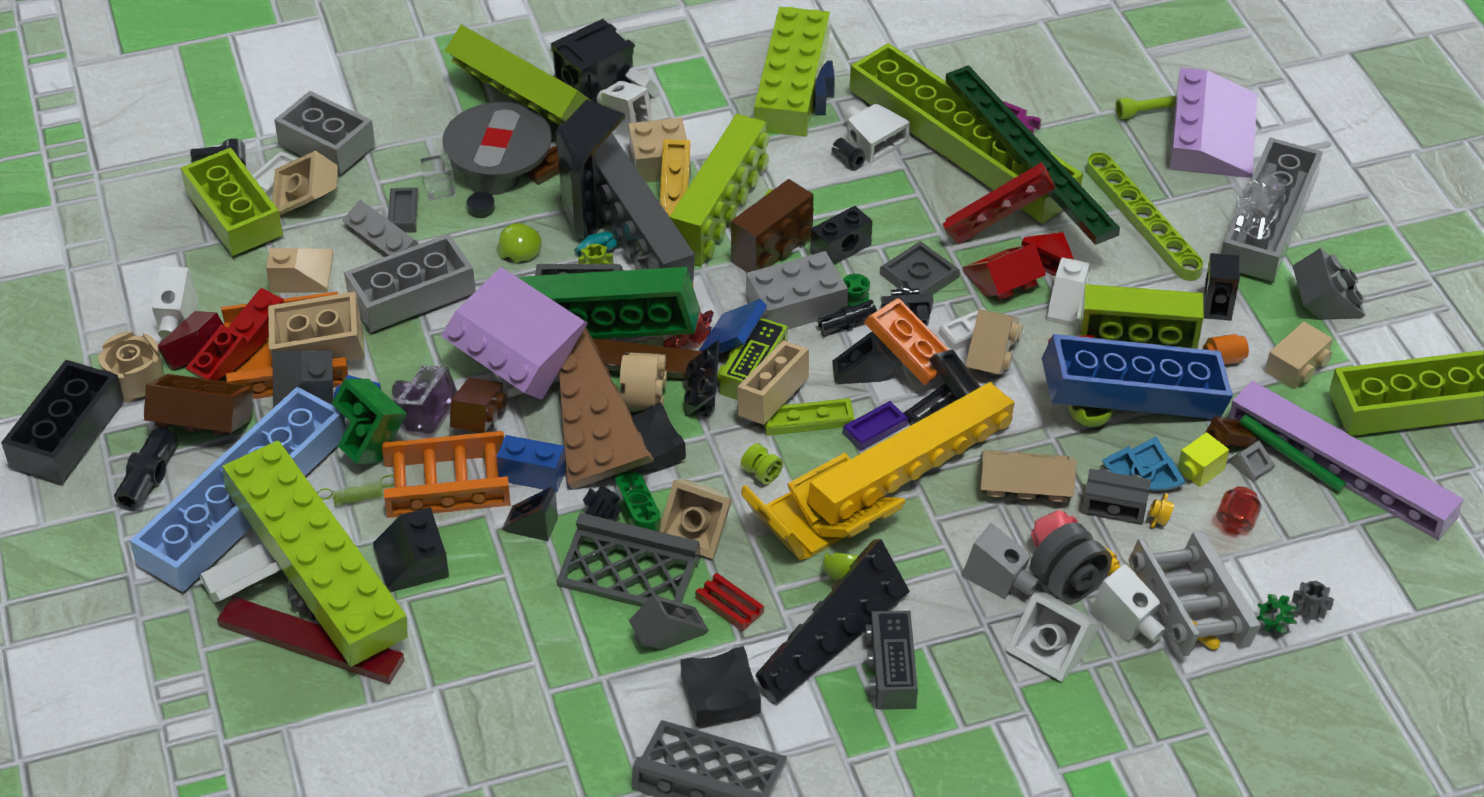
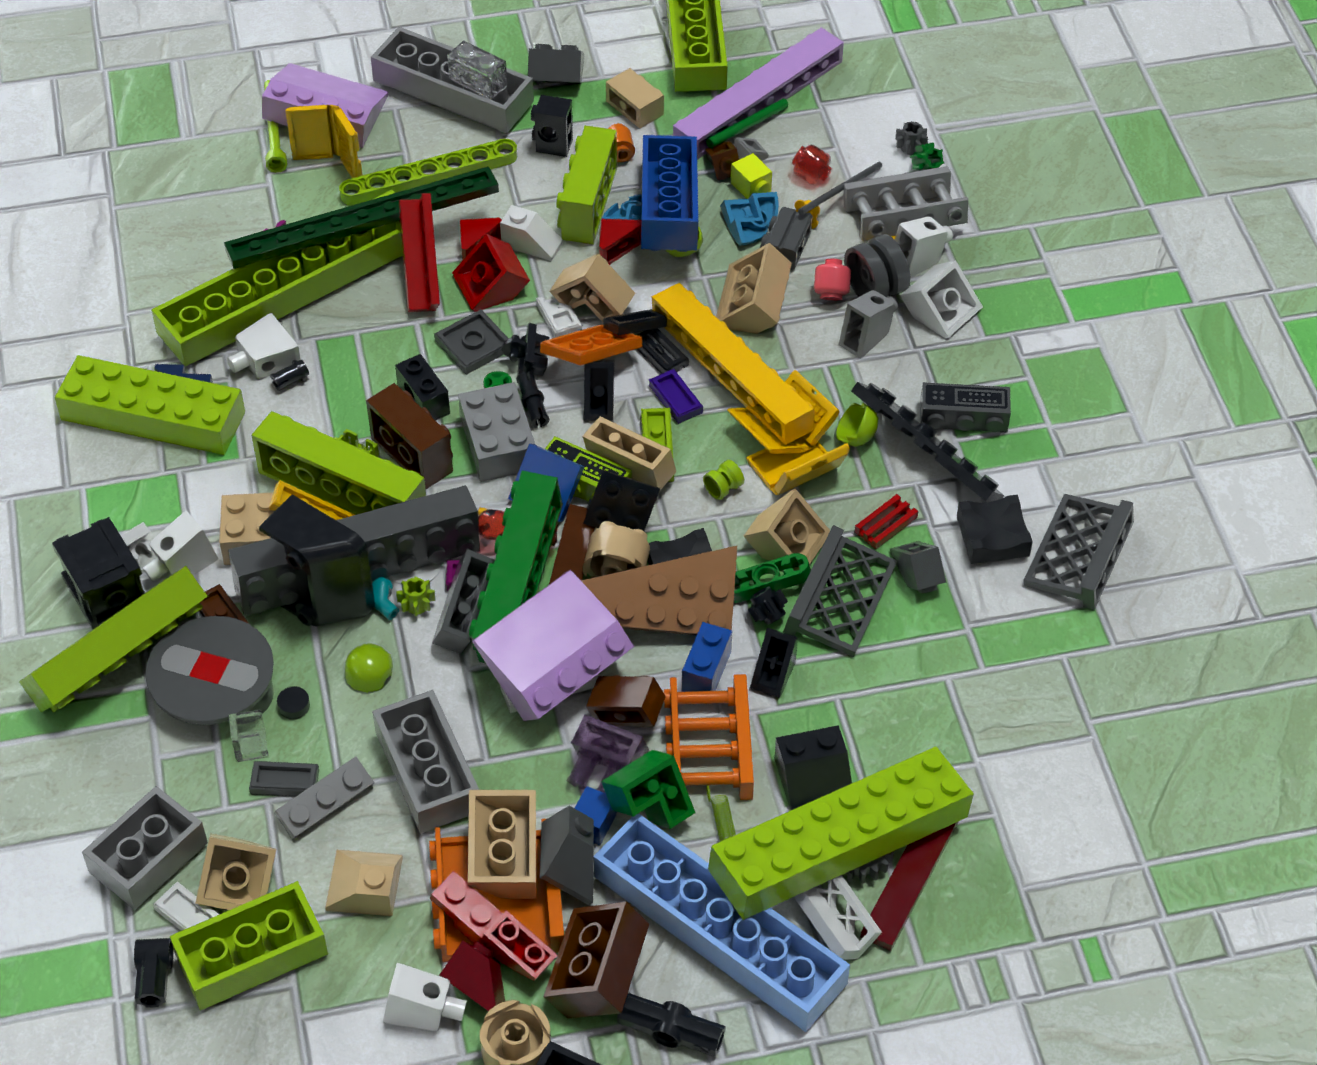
camera: 85 degrees left, 5 degrees up
(1142, 129) = (320, 133): none -> yellow piece
(1195, 528) = (839, 188): none -> dark grey axle

